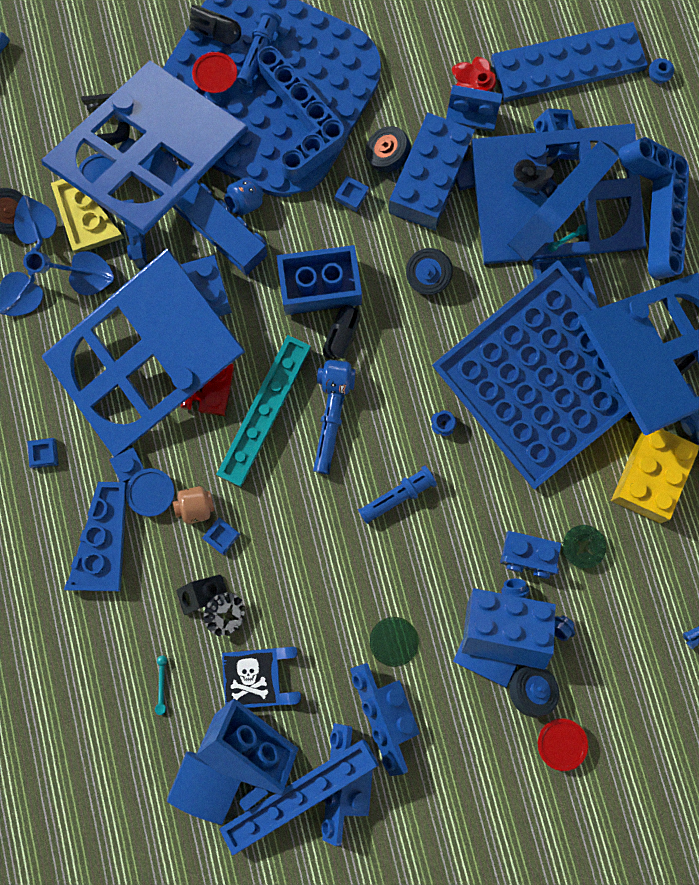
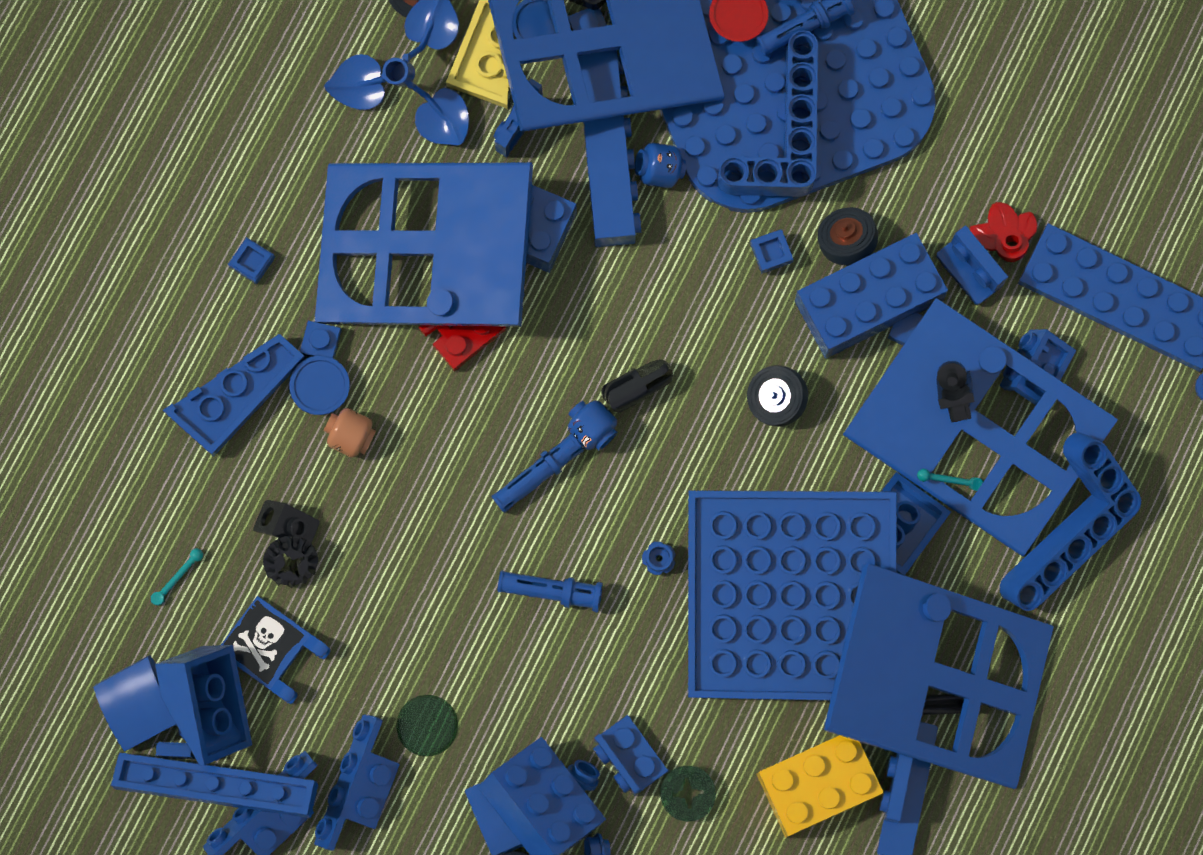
camera: 40 degrees right, 0 degrees up
(221, 536) = (351, 485): blue tile -> none
(264, 411) = (495, 397): teal plate -> none
(319, 280) = (659, 313): blue brick -> none
(563, 201) = (972, 436): blue beam -> none

